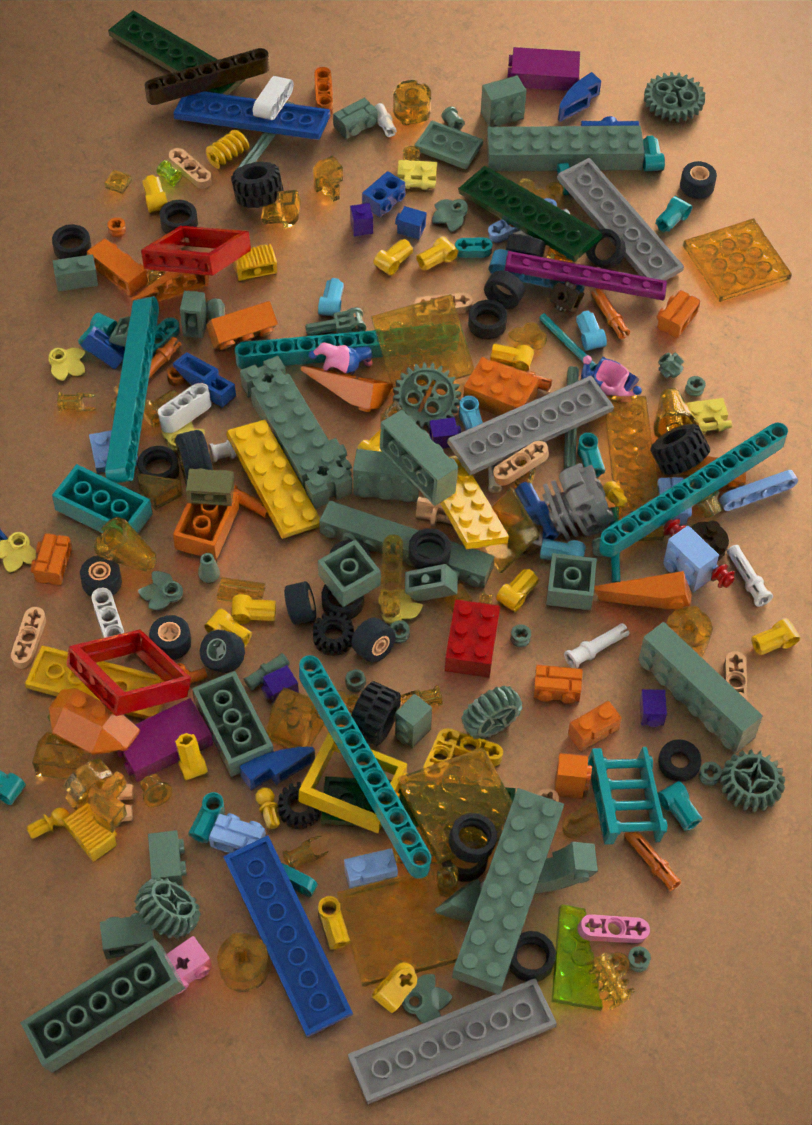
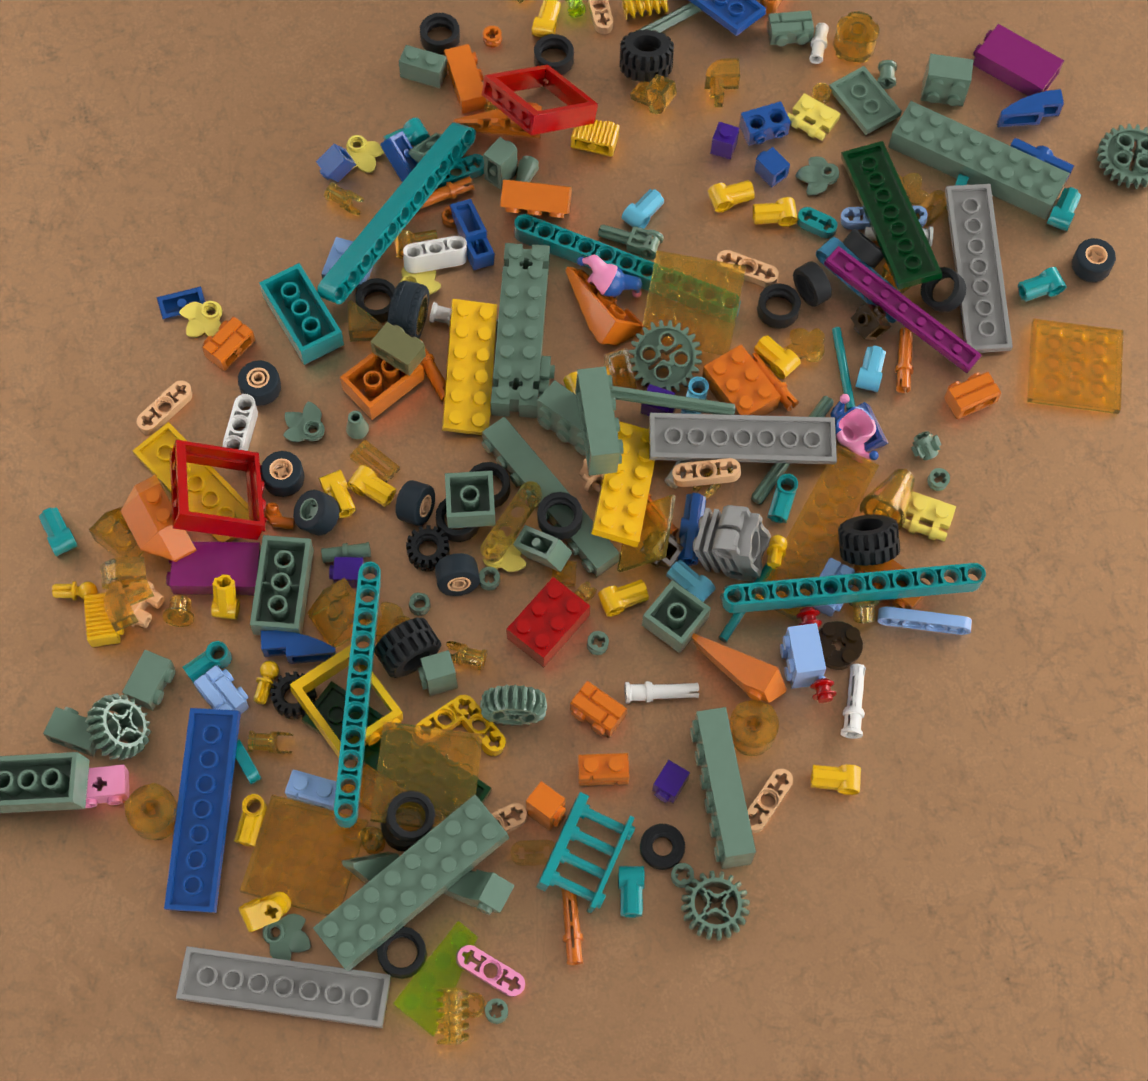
camera: 30 degrees right, 10 degrees up
(51, 377) = (335, 163): none -> blue brick
(124, 546) = (291, 366): clear yellow cone -> none
(467, 420) = (672, 401): none -> sand green axle

